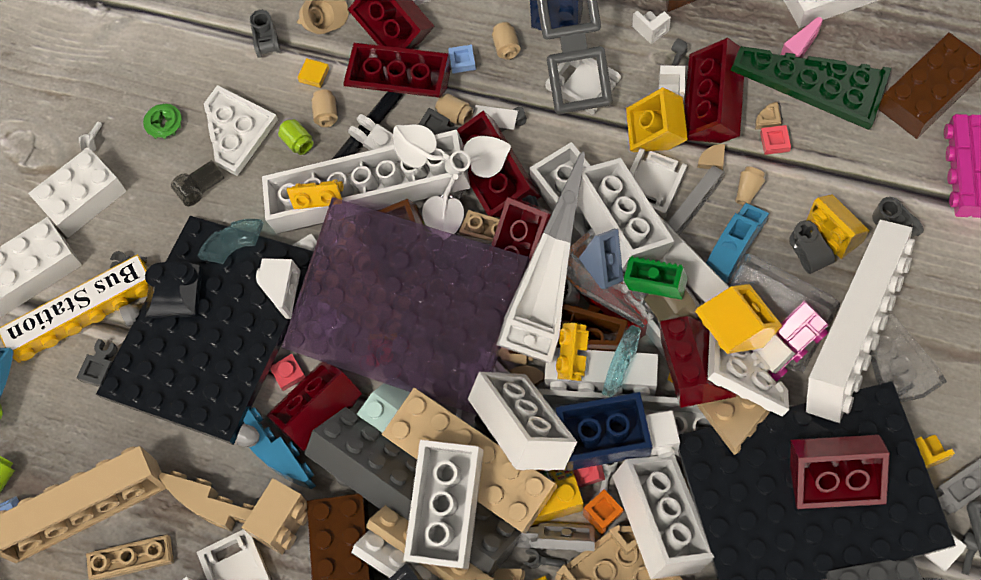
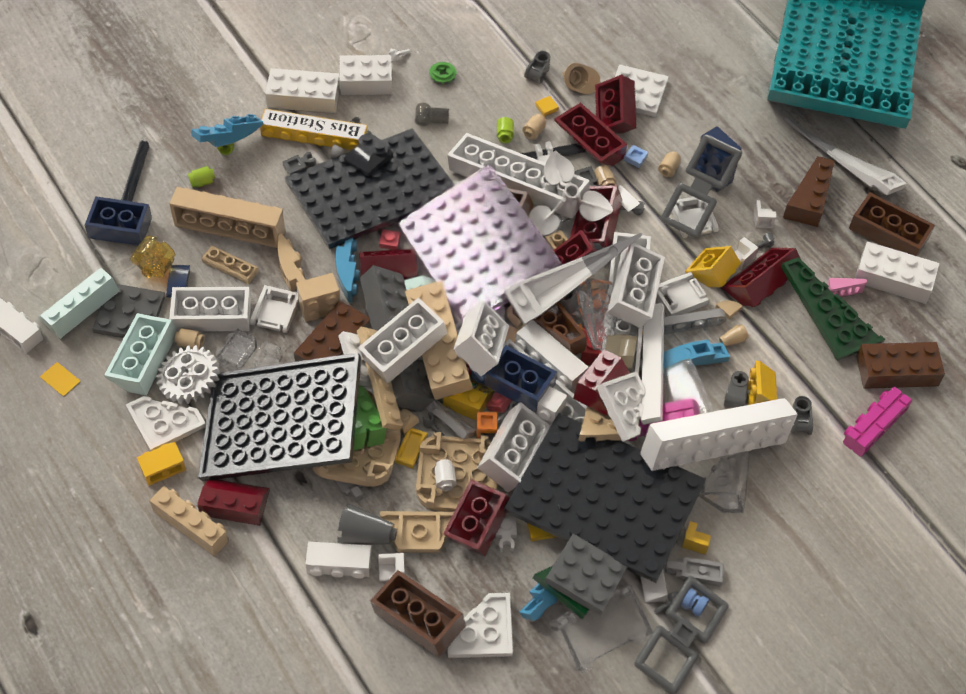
camera: 30 degrees right, 10 degrees down
(233, 237) = (415, 151): clear light blue tile -> none
(235, 128) = (477, 103): white plate -> none
(247, 436) = (339, 247): light grey hinge -> none
(279, 282) = (424, 188): white slope -> none
(314, 195) = (482, 158): yellow hinge -> none
(569, 364) = (536, 333): yellow hinge -> none
(603, 259) = (603, 296): sand blue slope -> none
(621, 360) = (561, 350): clear light blue tile -> none
(655, 277) = (622, 325): green brick -> none
(739, 319) = (645, 376): yellow slope -> none
(768, 117) = (784, 312): tan tile -> none
(775, 139) = (774, 325): coral plate -> none
(839, 471) = (626, 490): dark red slope -> none

